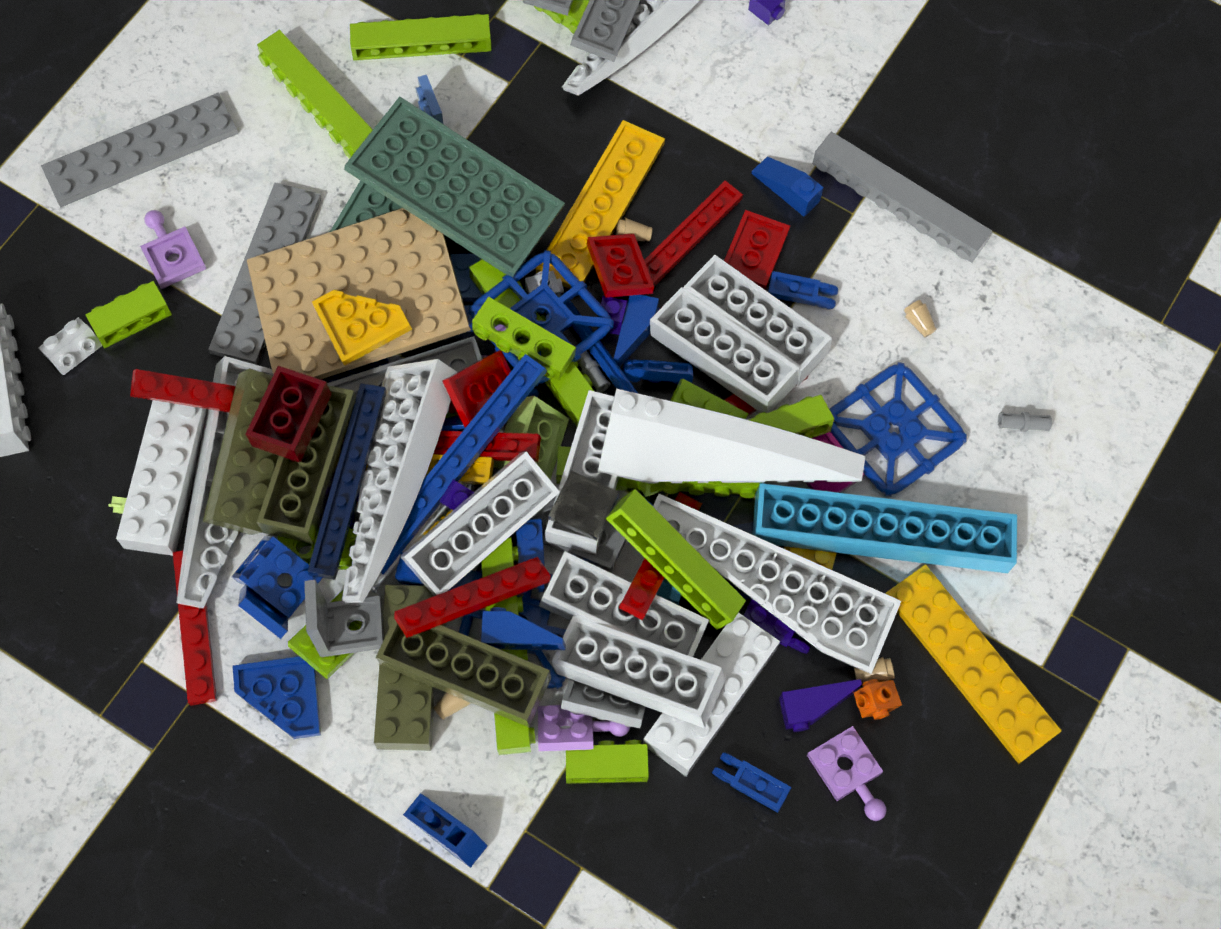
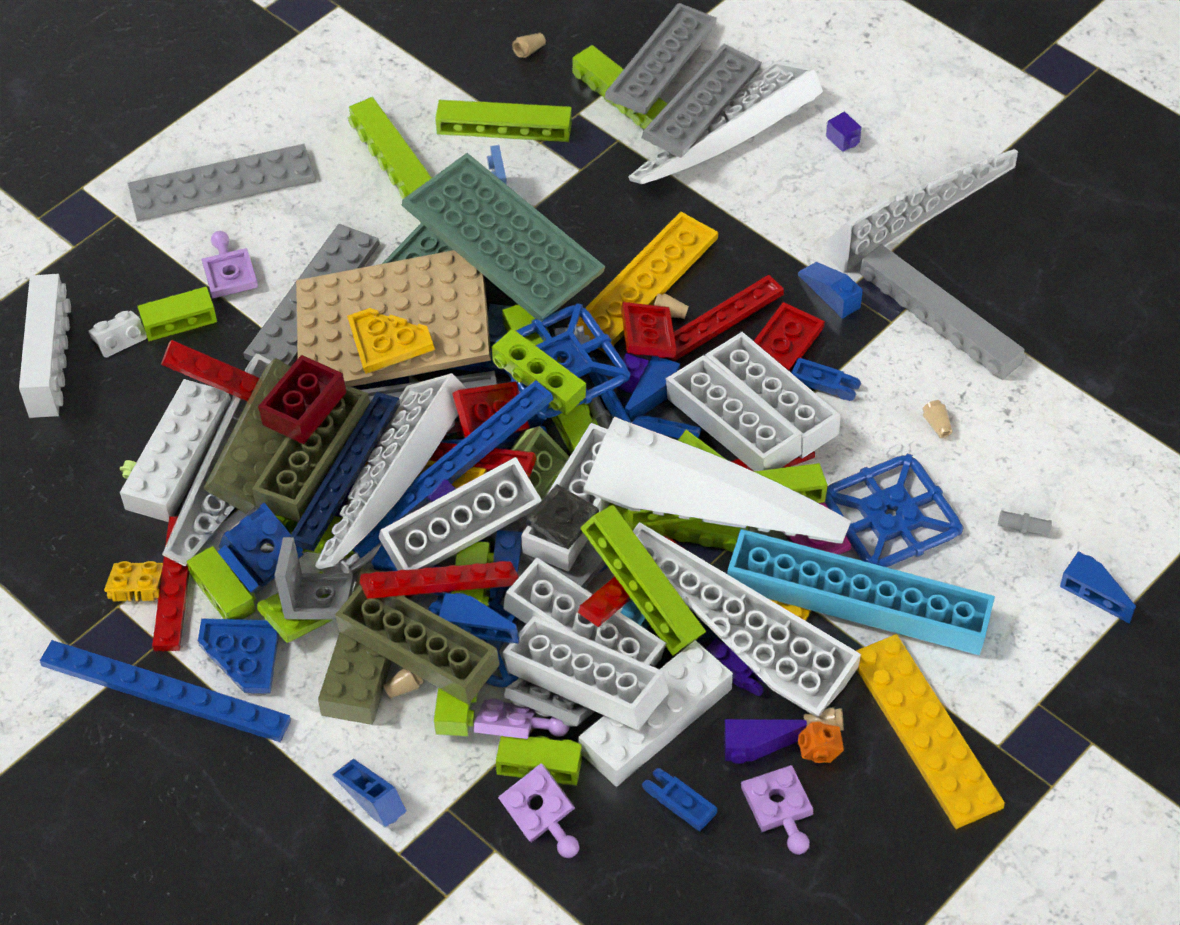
camera: 15 degrees right, 15 degrees down
(152, 630) = (136, 577): none -> yellow hinge
(211, 750) = (166, 691): none -> blue plate
(243, 627) = (221, 585): none -> lime brick
(634, 817) = (554, 808): none -> lavender plate
(843, 92) = (910, 209): none -> white wedge
(1102, 478) = (1094, 584): none -> blue slope

